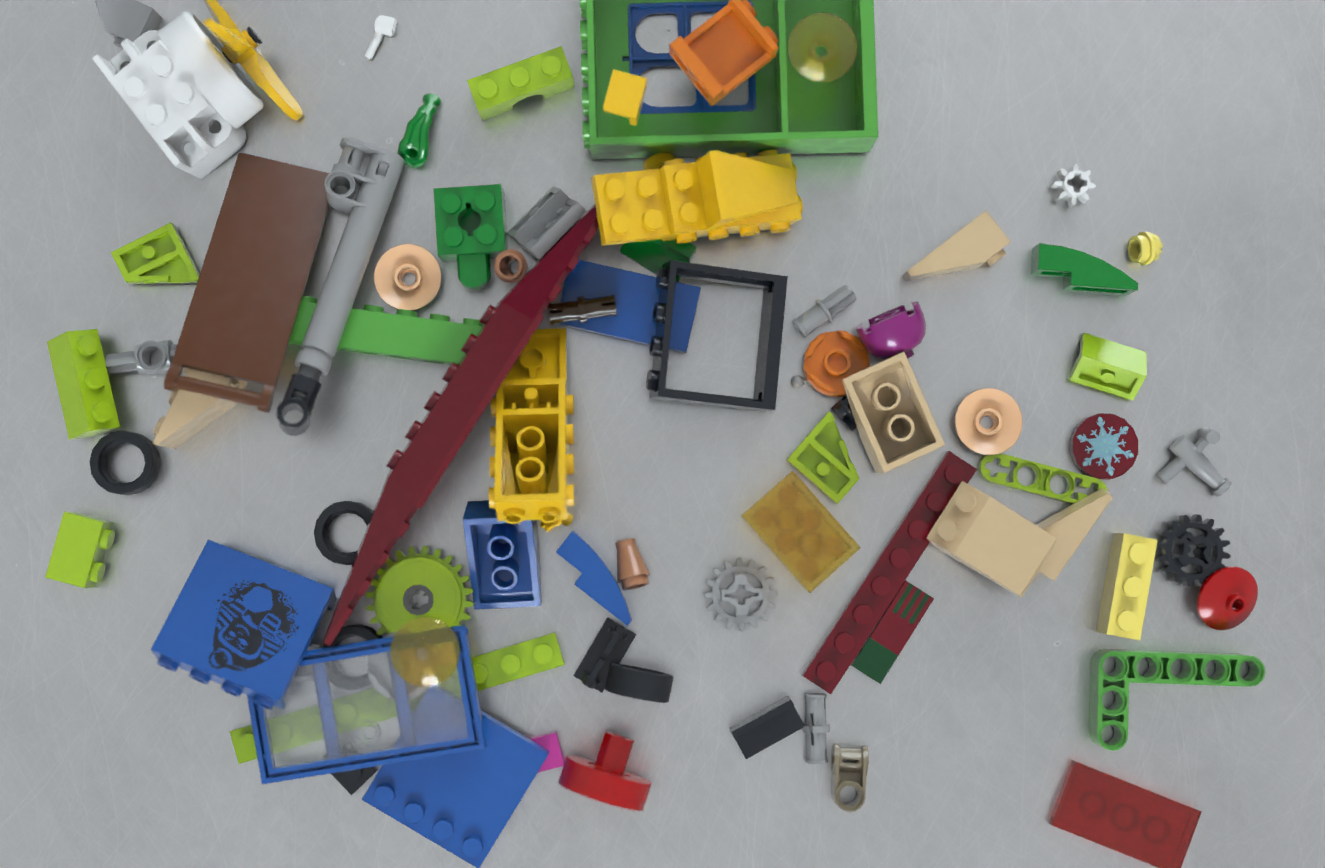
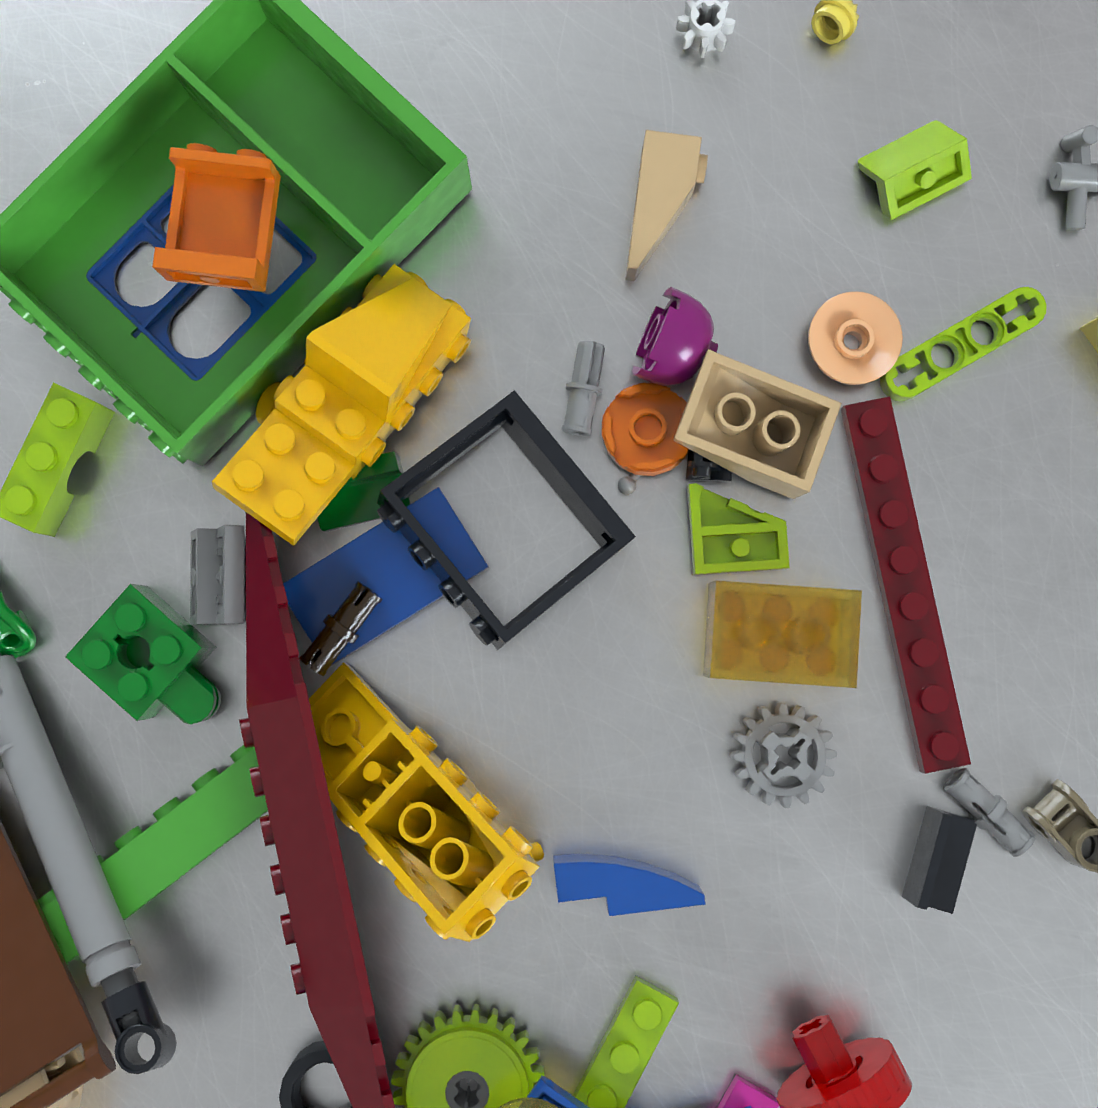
camera: 40 degrees left, 0 degrees up
(396, 265) = (109, 774): light nougat dish -> none
(501, 559) = (516, 968): blue slope -> none
(503, 266) = (217, 662): nougat cone -> none
(606, 648) = (709, 952): black hinge -> none
(625, 95) = (161, 366): yellow panel -> none
(630, 565) = (645, 835): nougat cone -> none
(639, 683) = (774, 950): black tyre -> none
(824, 31) = (312, 96): clear yellow dish -> none
(892, 632) = (969, 641): tile -> none
(991, 539) = (981, 450): tan slope -> none
(1071, 528) = (1039, 382): tan slope -> none
(1080, 270) = (795, 101): green slope -> none
(1104, 446) = (989, 251): dark red tile -> none

